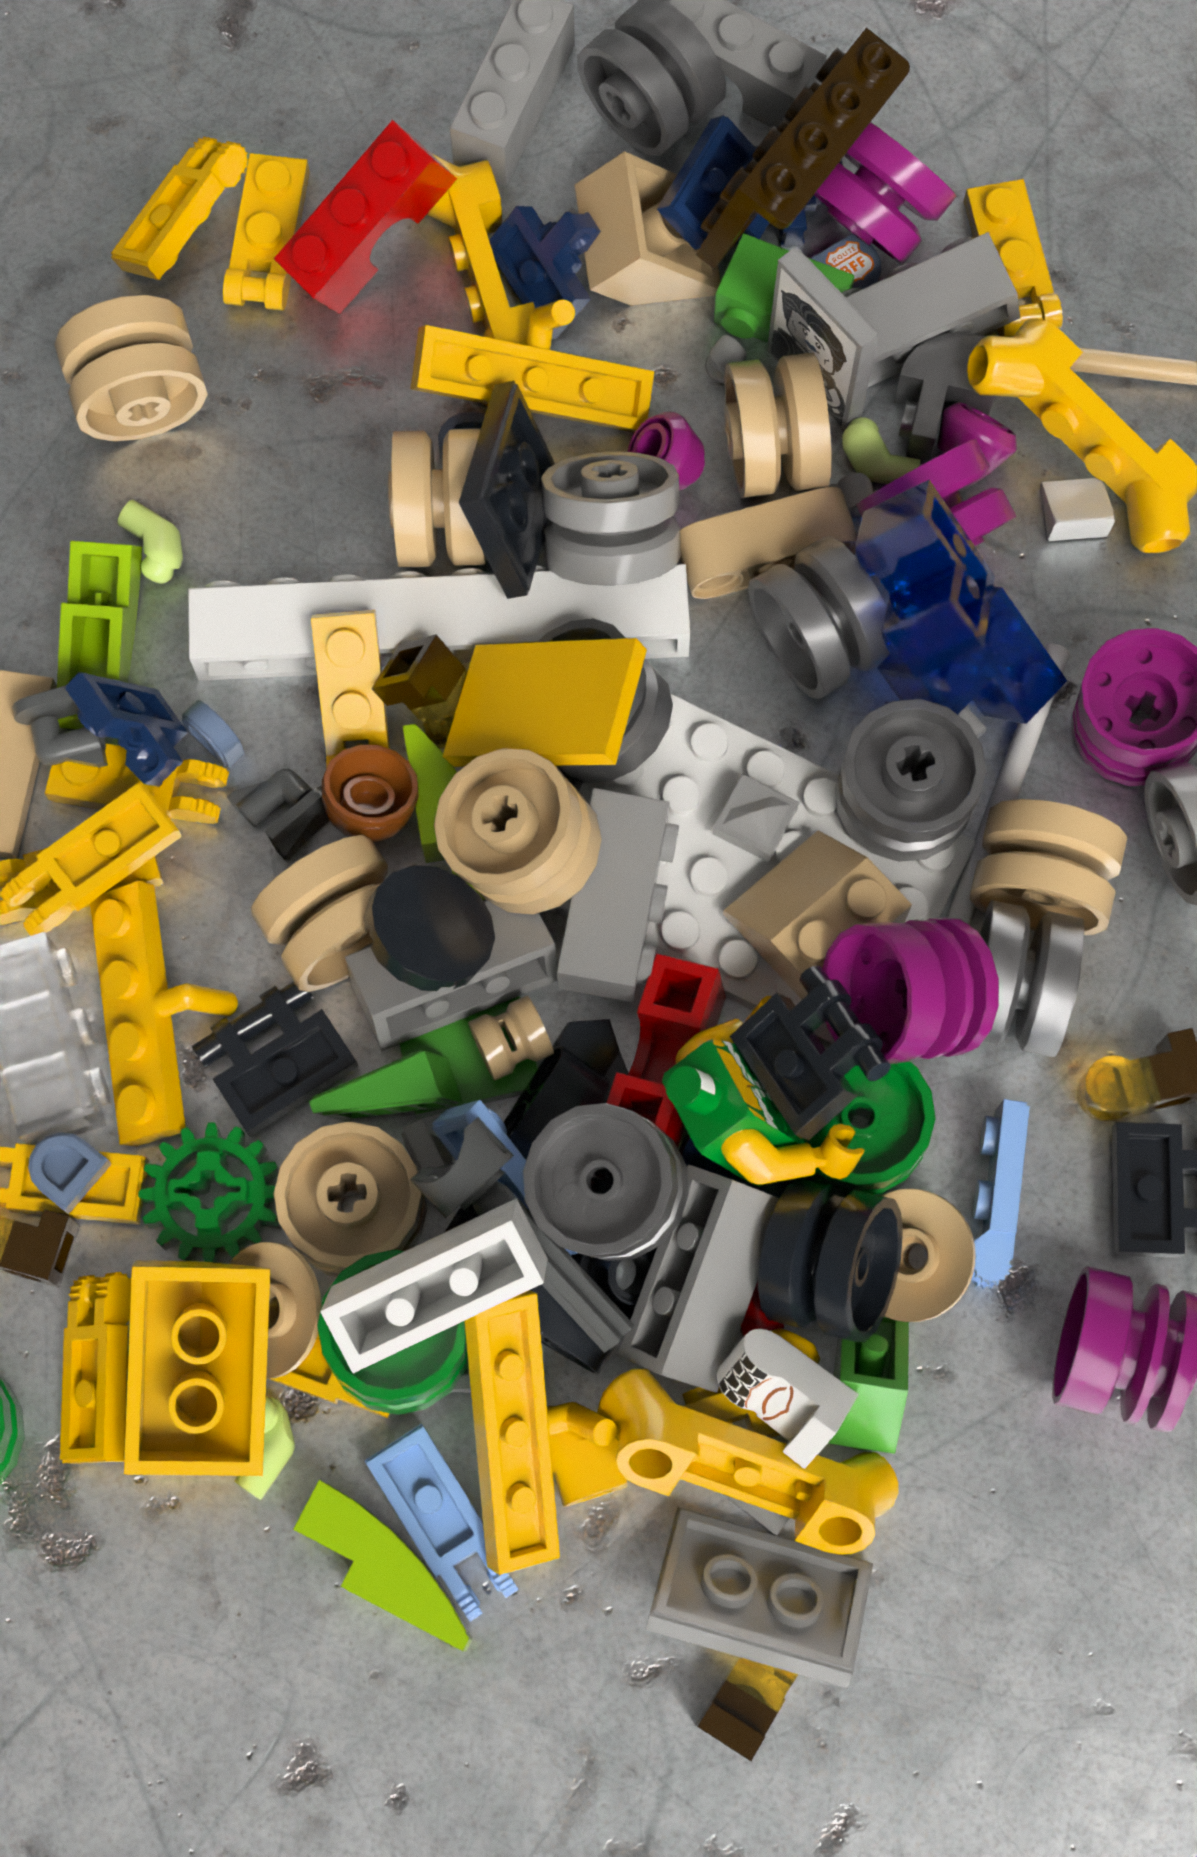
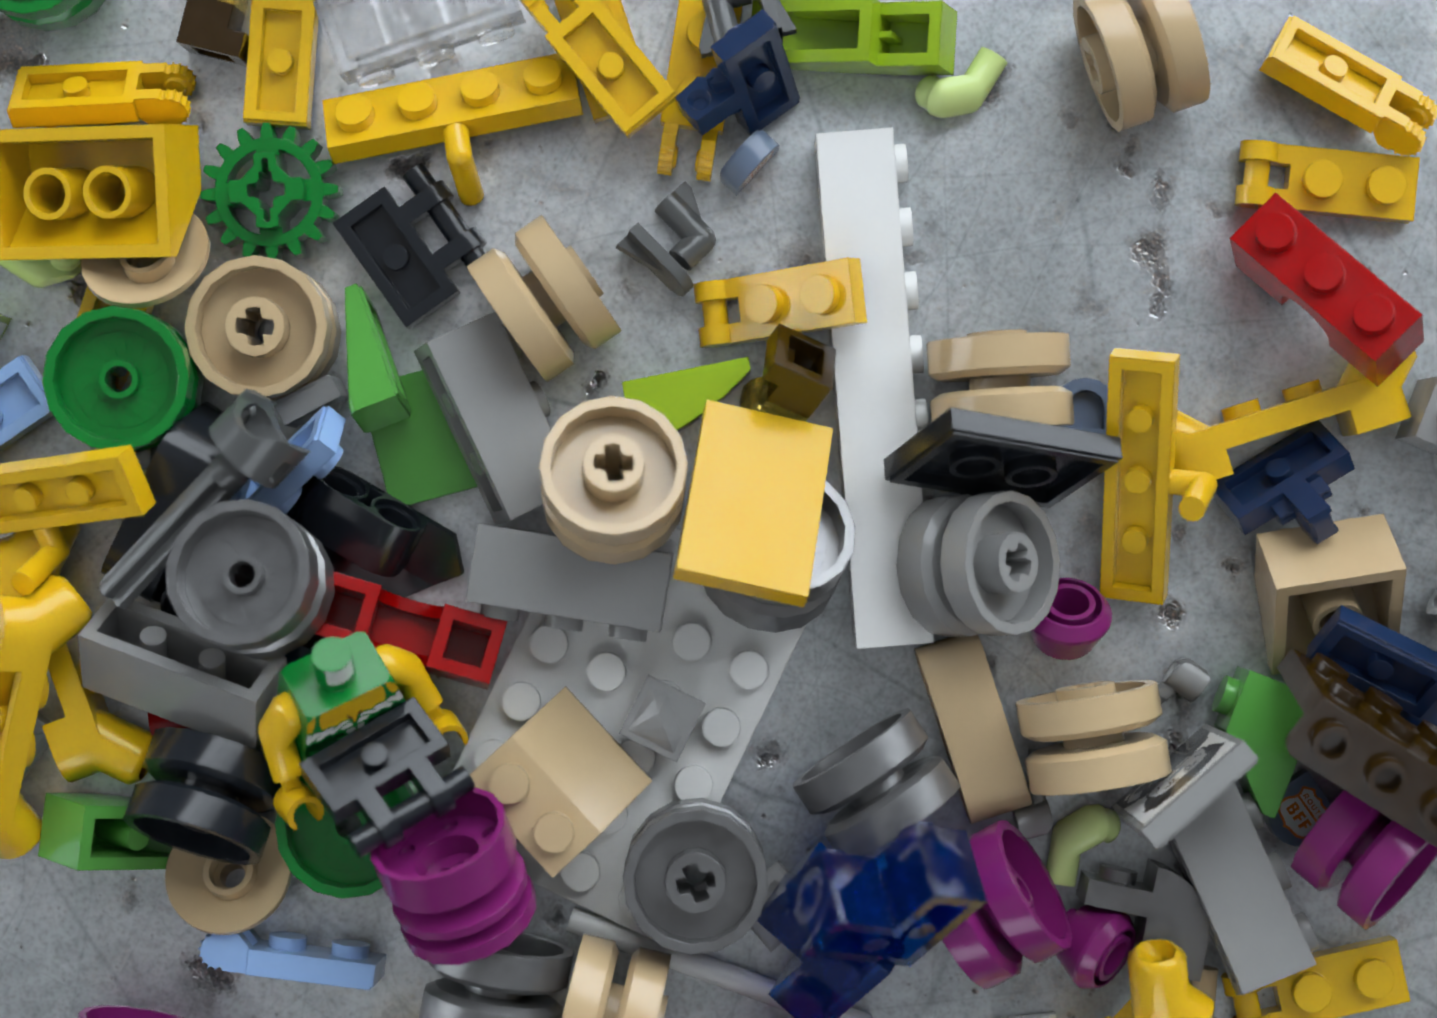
camera: 90 degrees right, 15 degrees up
(66, 1168) = (287, 50): sand blue tile -> none
(369, 792) = (673, 327): dark orange helmet -> none
(429, 928) = (508, 394): black tile -> none
(434, 1285) = (130, 419): white brick -> none
(524, 1031) = (433, 491): tan wheel -> none
(786, 1392) = (70, 757): white leg -> none

